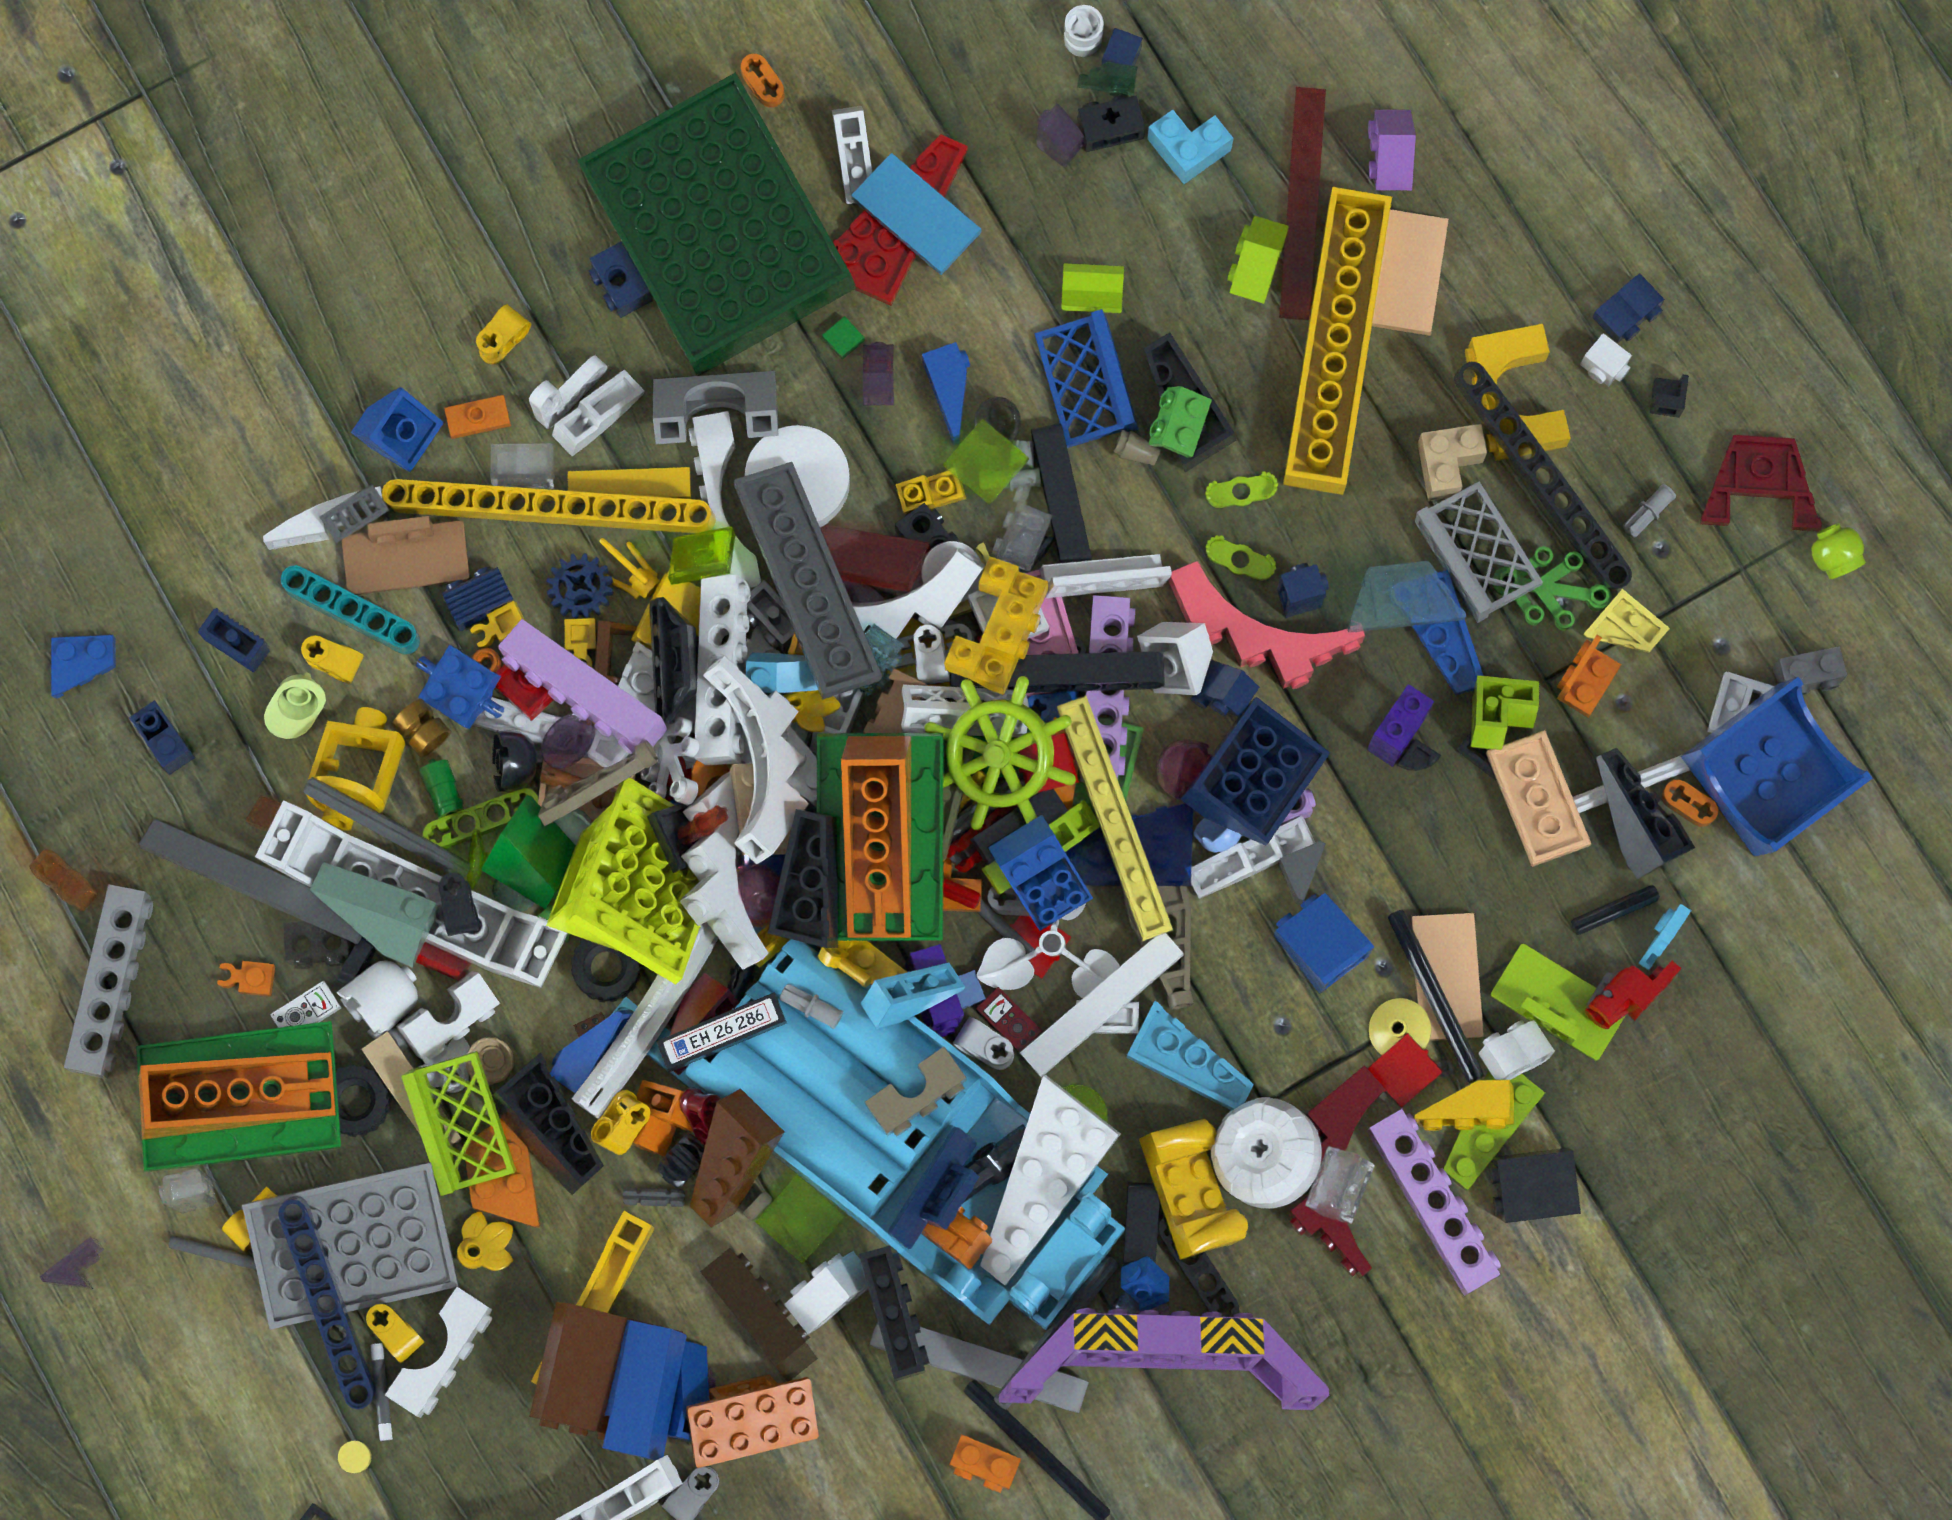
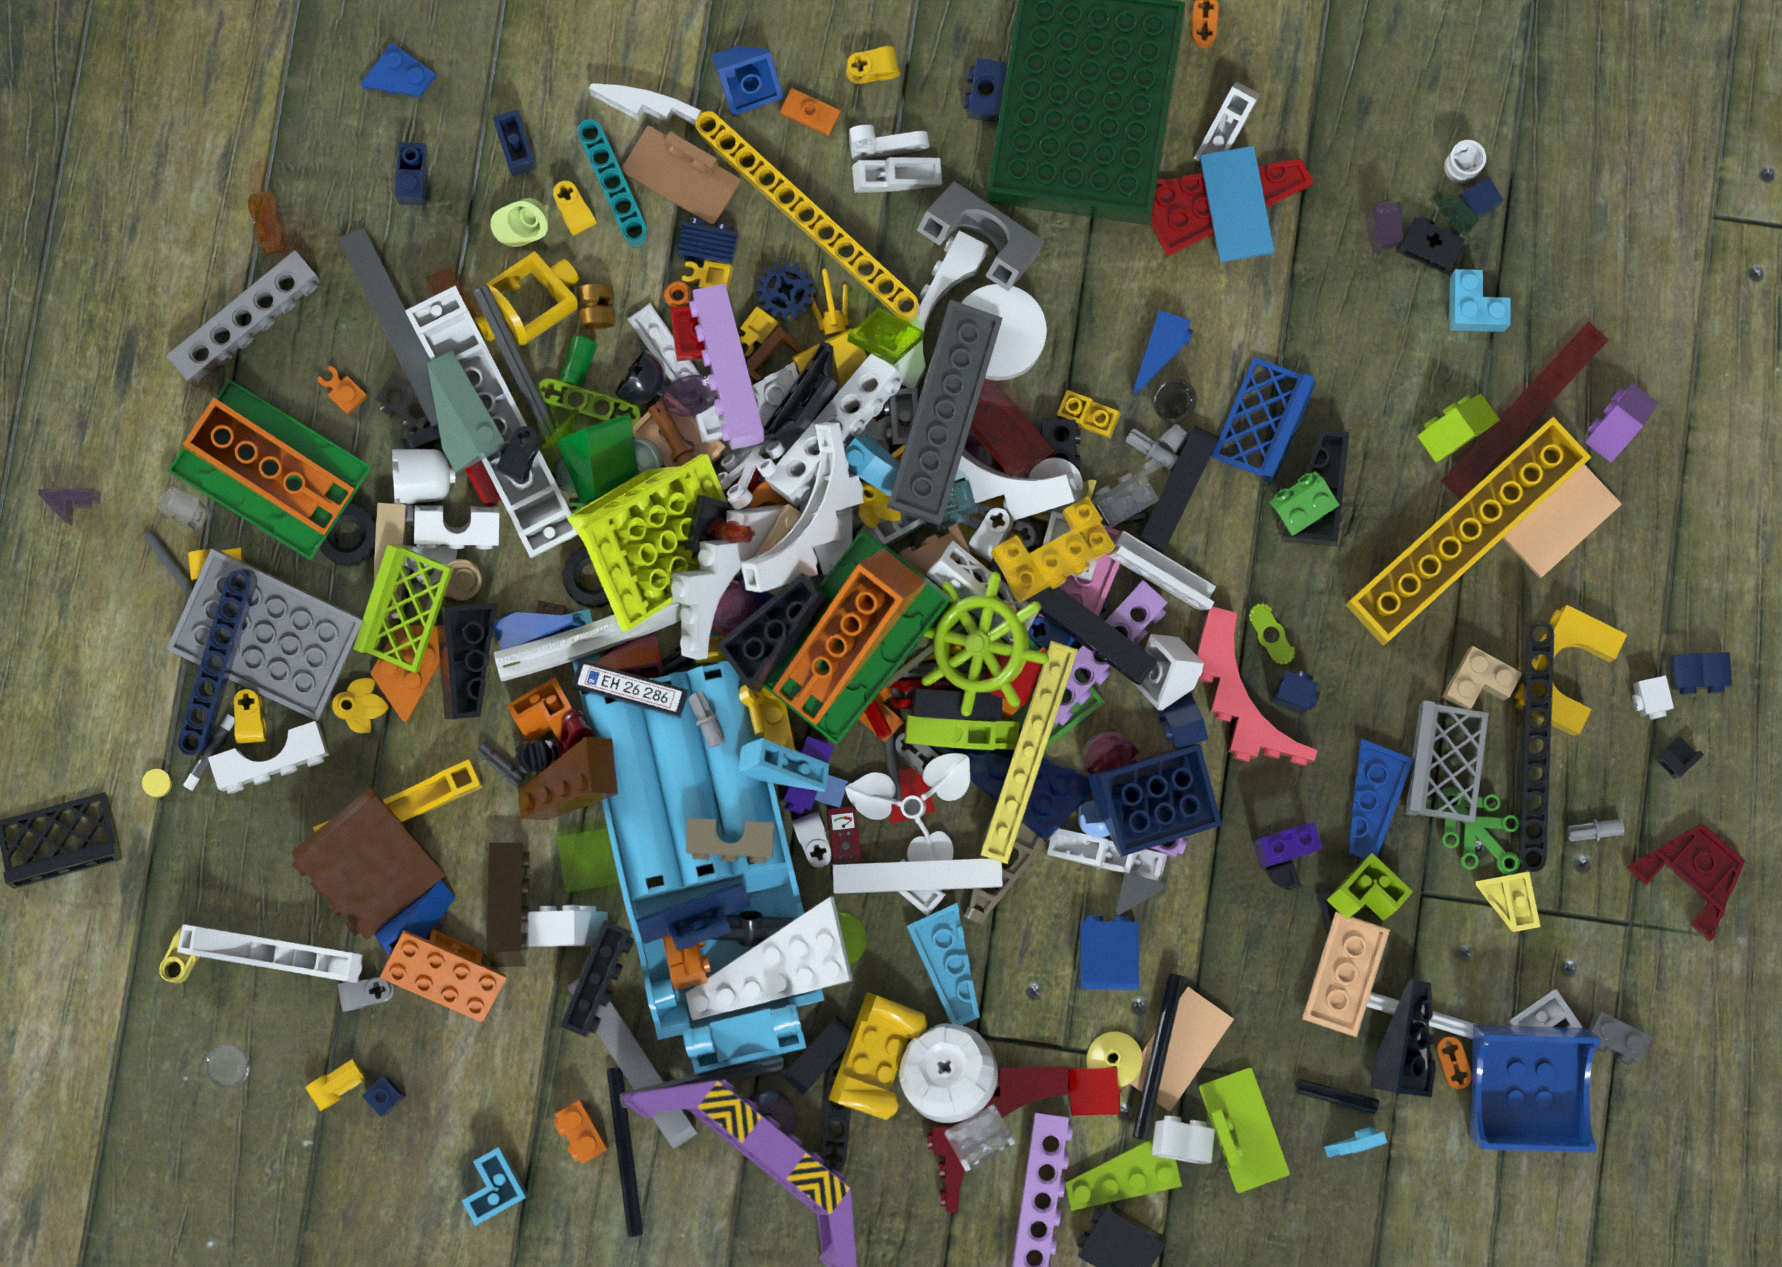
camera: 35 degrees right, 5 degrees up
(307, 1008) = (365, 444): tile -> none
(357, 497) = (665, 126): dark grey slope -> none
(459, 687) = (645, 298): blue plate -> none
(523, 465) = (812, 173): clear brick -> none
(561, 800) = (654, 438): dark tan plate -> none
(620, 1125) = (513, 697): yellow piece -> none
(638, 482) = (881, 245): yellow tile -> none
(644, 1390) = (383, 896): blue slope -> none
(757, 1205) = (566, 827): dark tan tile -> none
(843, 337) = (1114, 254): green tile -> none
(878, 374) = (1117, 300): clear purple slope -> none
(986, 461) = (1143, 424): clear neon green plate -> none
(1040, 872) = (944, 750): blue slope -> none
(1092, 288) = (1321, 356): lime panel -> none
(1135, 448) = (1259, 496): dark tan cone -> none
(1145, 1283) = (791, 1097): blue brick -> none
(1261, 488) = (1327, 595): lime piece -> none
(1402, 597) = (1363, 754): clear light blue wing -> none
(1477, 1104) = (1124, 1156): yellow slope -> none
(1588, 681) = (1452, 918): orange bracket -> none
(1627, 993) = (1296, 1163): red plate -> none
(1838, 550) = (1709, 967): lime piece -> none

